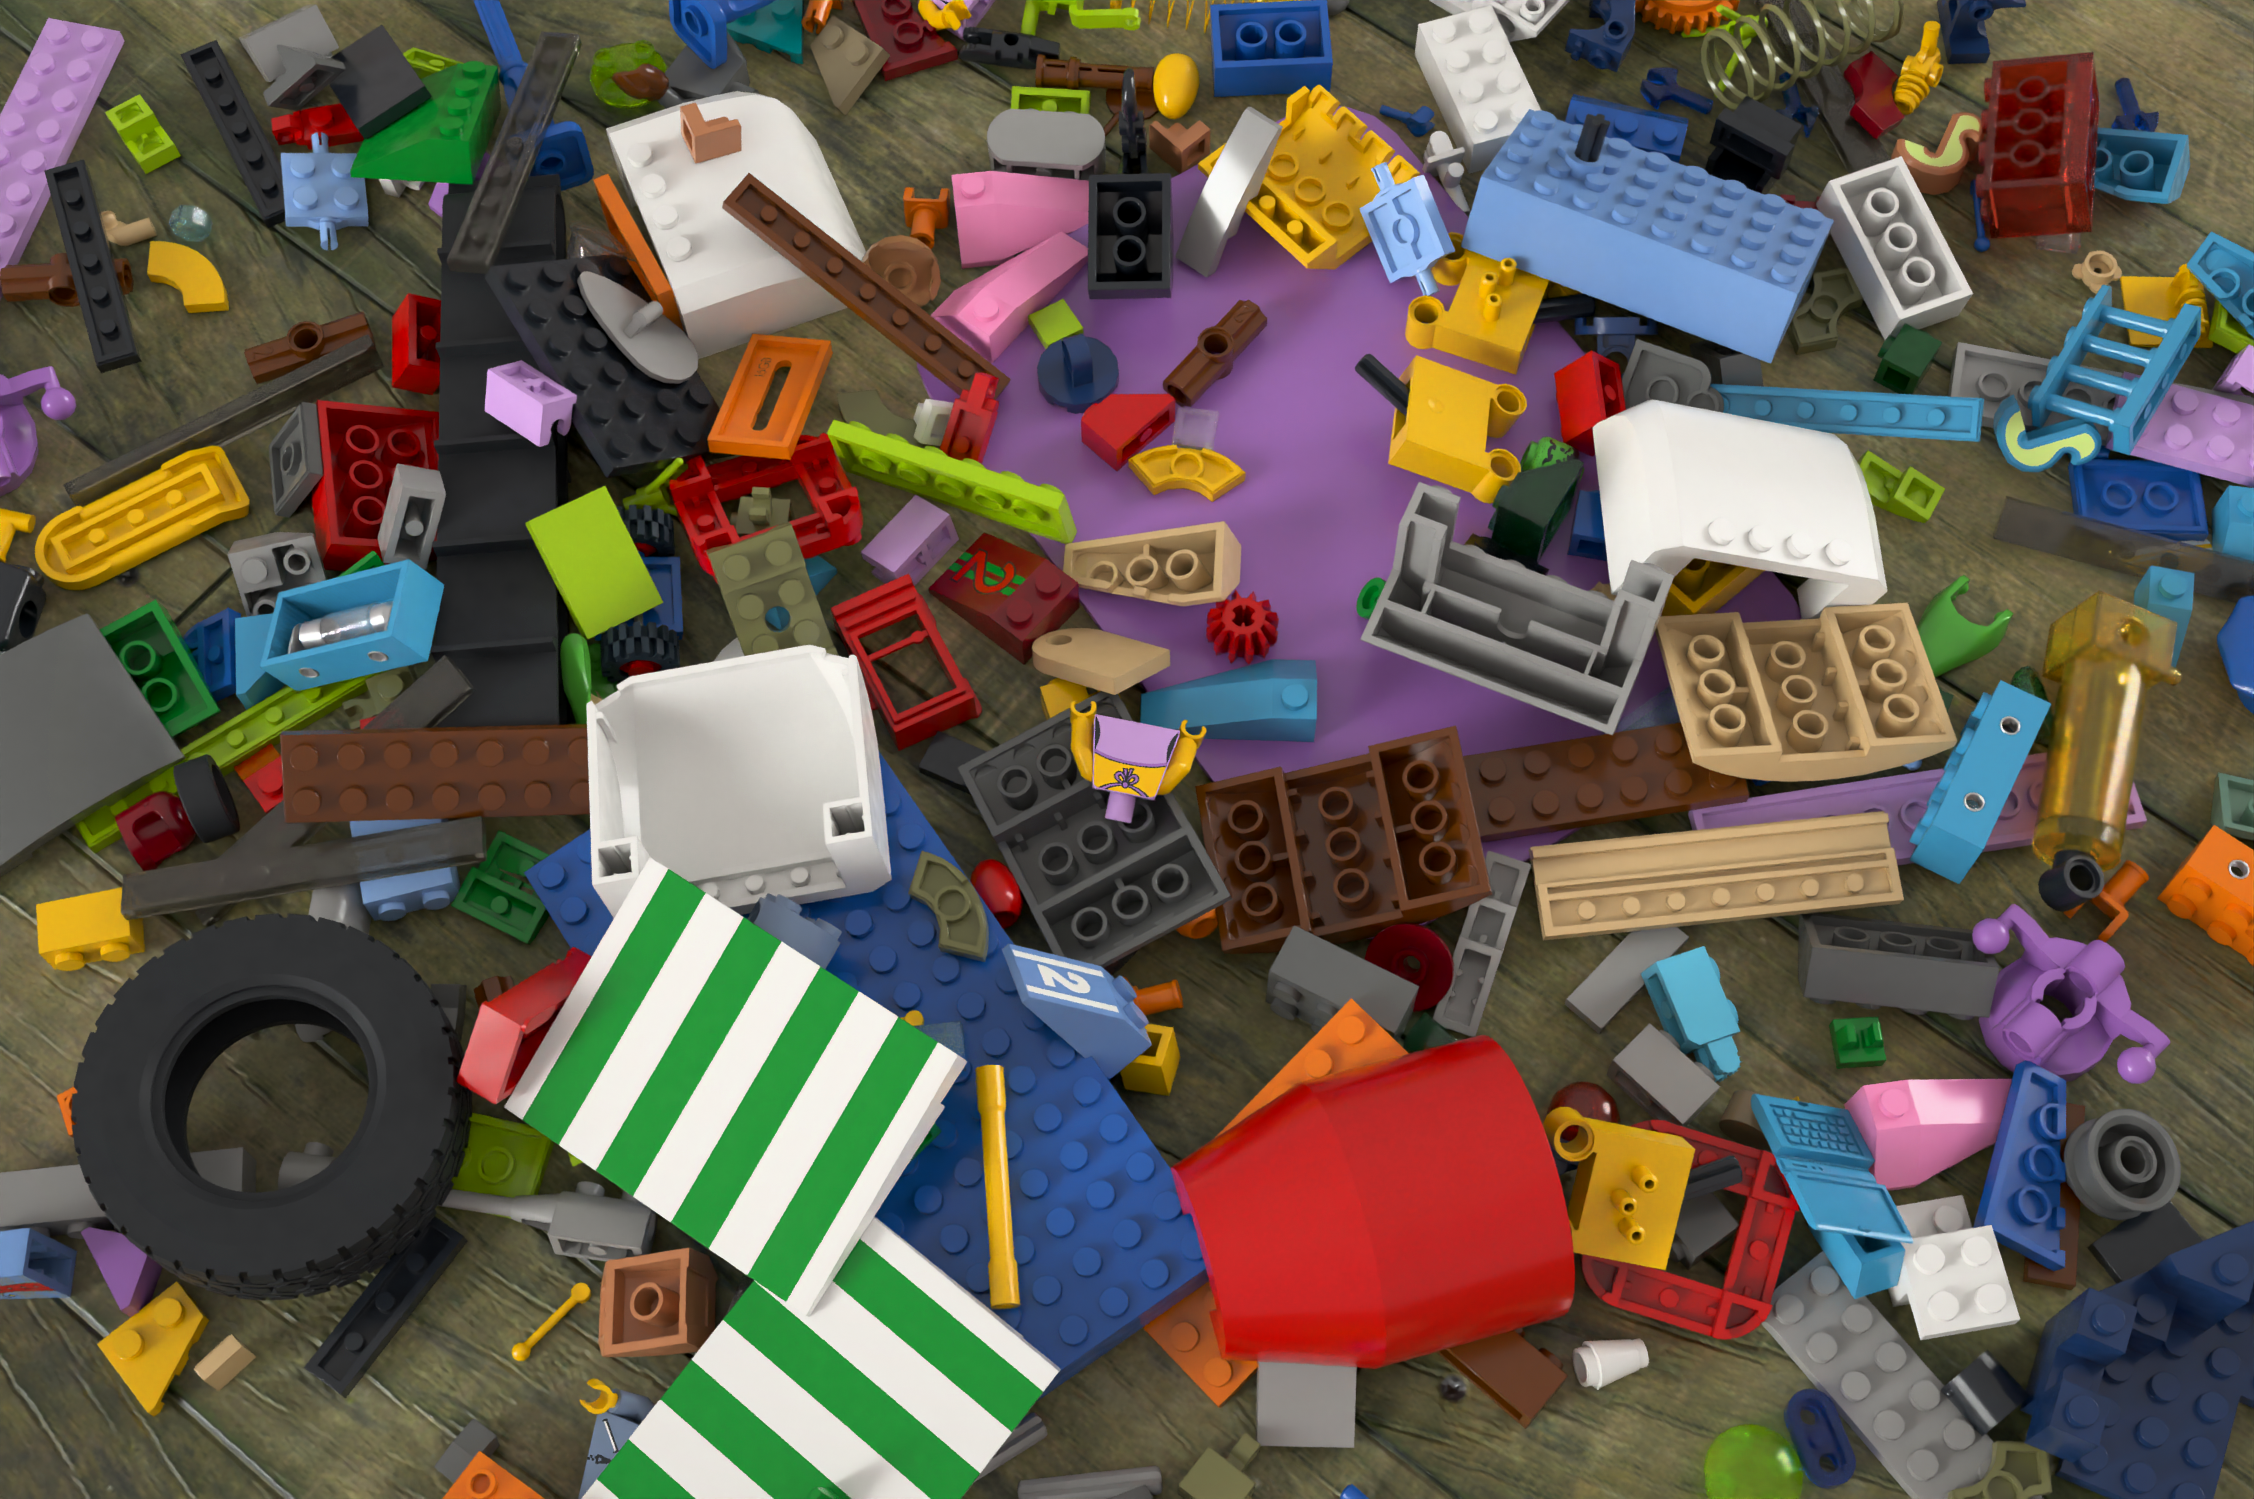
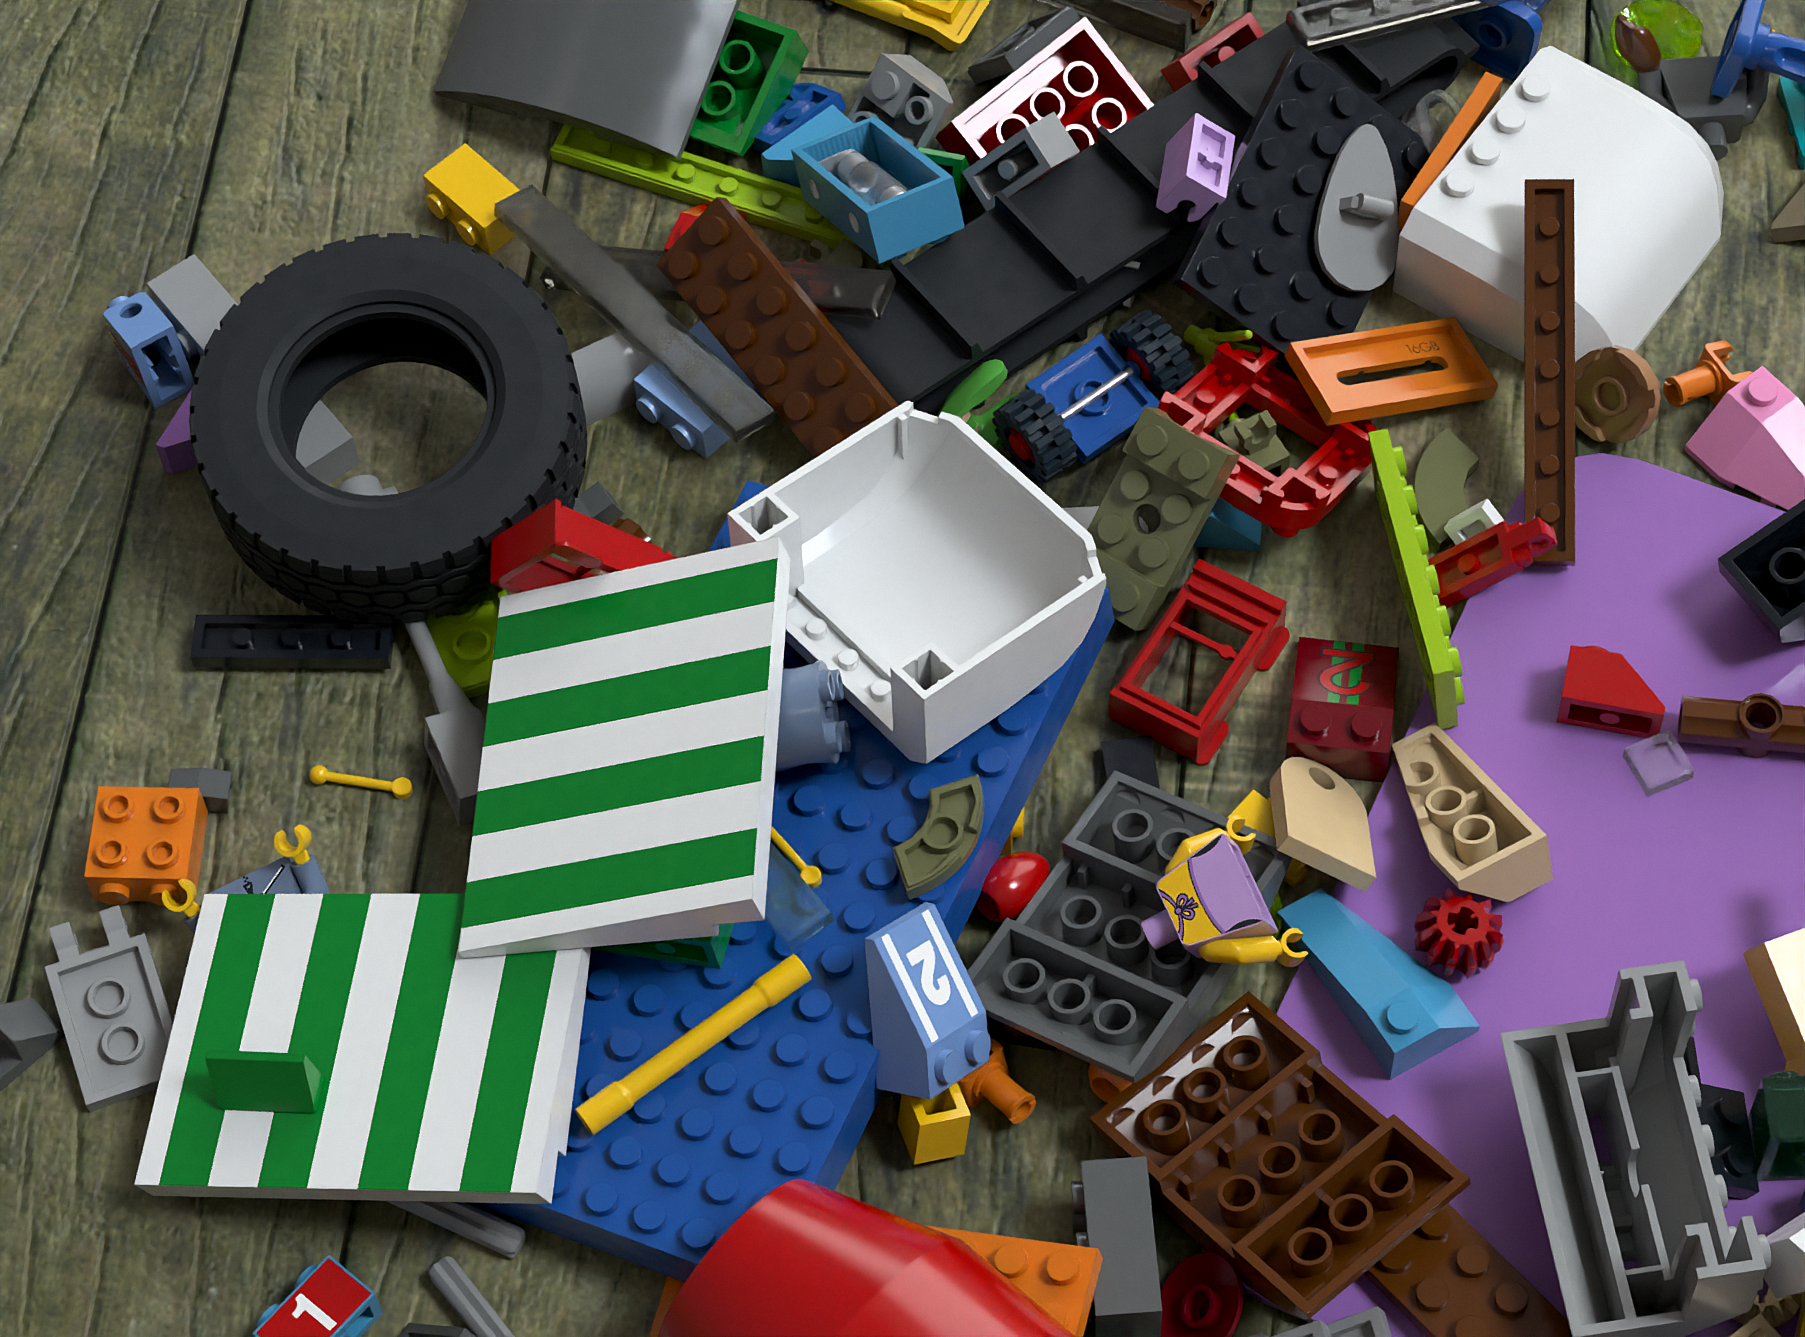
camera: 60 degrees right, 5 degrees down
(155, 829) = (606, 186): dark red helmet -> none
(155, 1344) = (149, 496): yellow wing -> none
(206, 798) = (648, 199): black tyre -> none
(224, 1362) = (164, 554): tan tile -> none
(498, 902) = (720, 476): green slope -> none
(594, 562) = (1082, 331): lime tile -> none
(657, 1304) = (419, 846): nougat slope -> none
(708, 138) = (1601, 129): nougat panel -> none
(911, 542) = (1331, 590): lavender hinge -> none
(997, 304) = (1665, 504): bright pink wedge -> none
(1054, 323) = (1675, 566): lime tile -> none
(1077, 373) = (1637, 617): dark blue tile -> none
(1186, 468) = (1607, 780): yellow tile -> none

